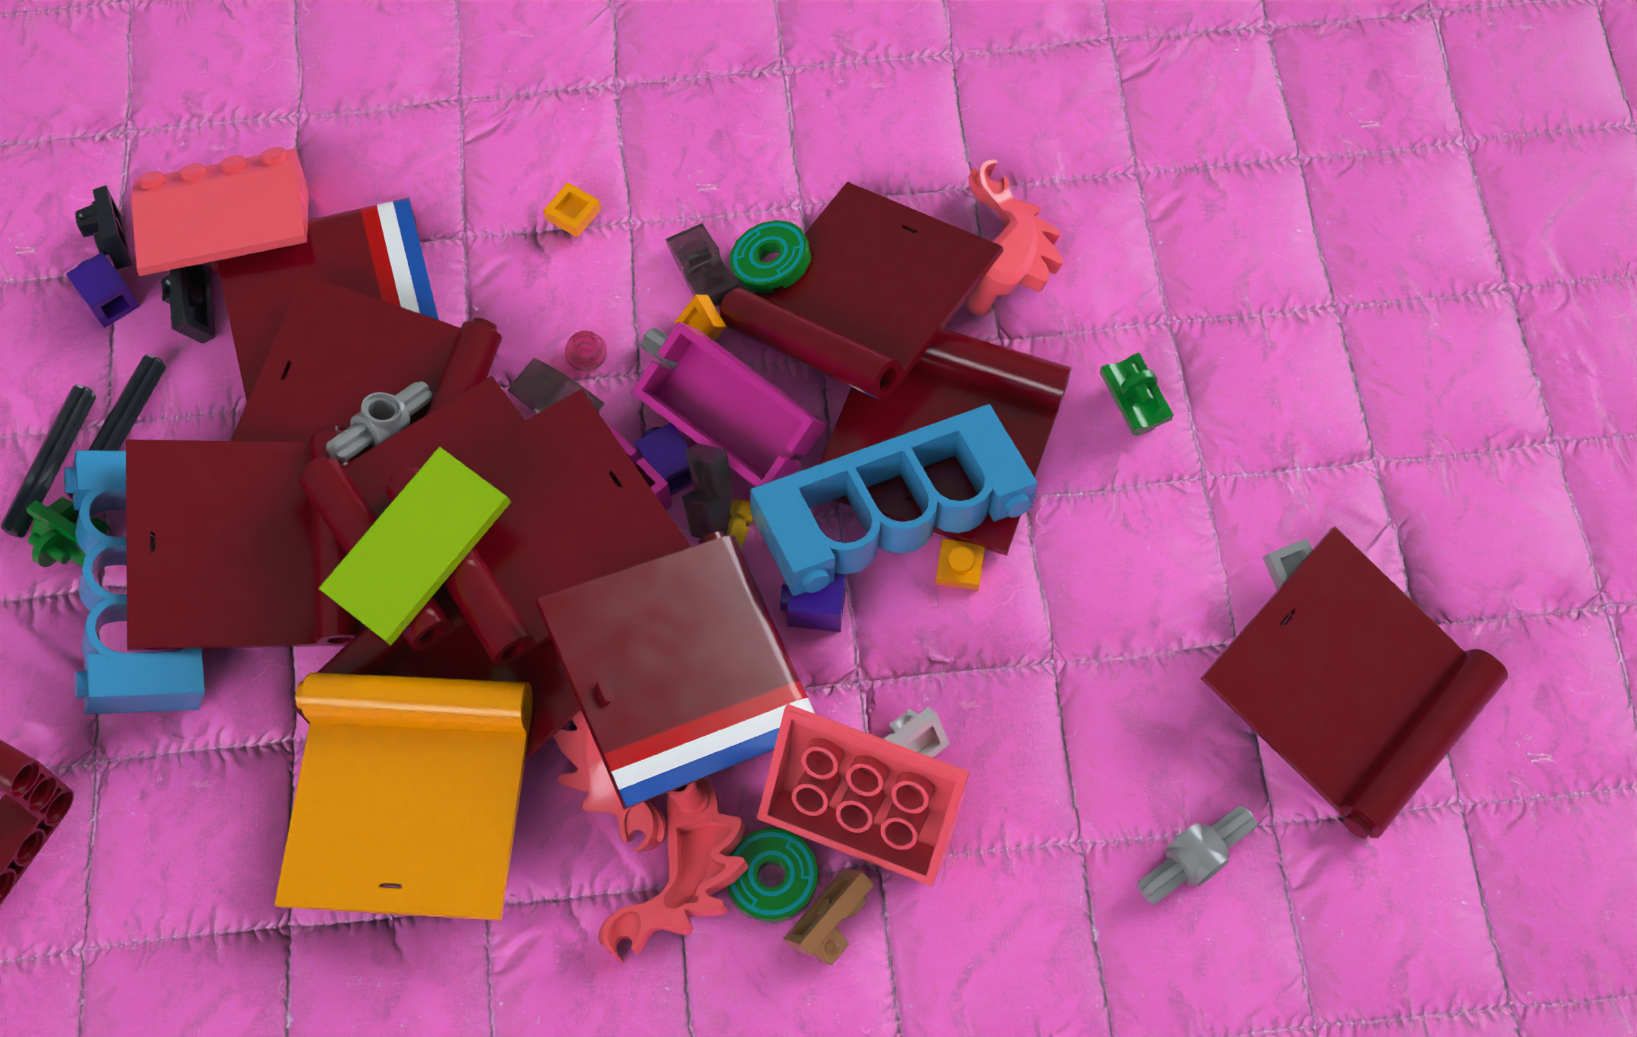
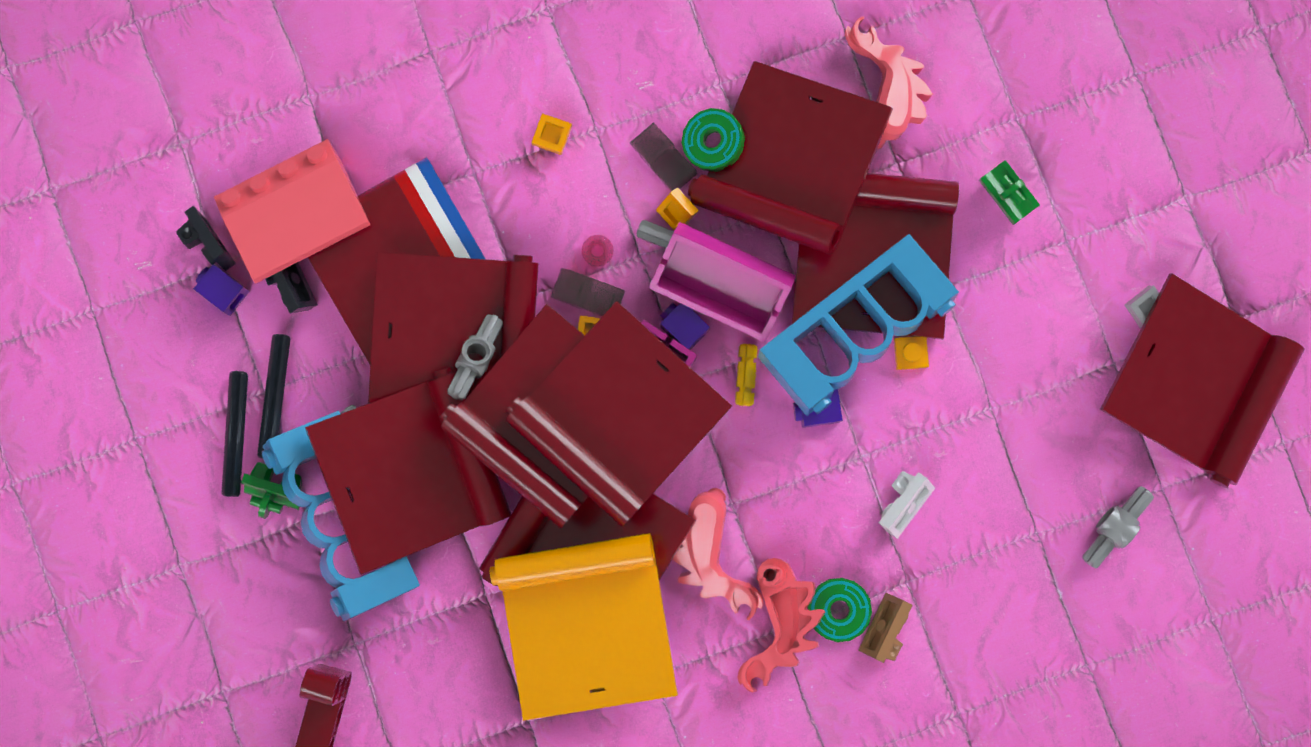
camera: 15 degrees left, 20 degrees up
(415, 545) = (545, 461): lime tile -> none
(674, 667) = (748, 495): dark red door -> none
(710, 502) = (726, 350): clear smoke slope -> none
(862, 795) = (893, 555): coral slope -> none

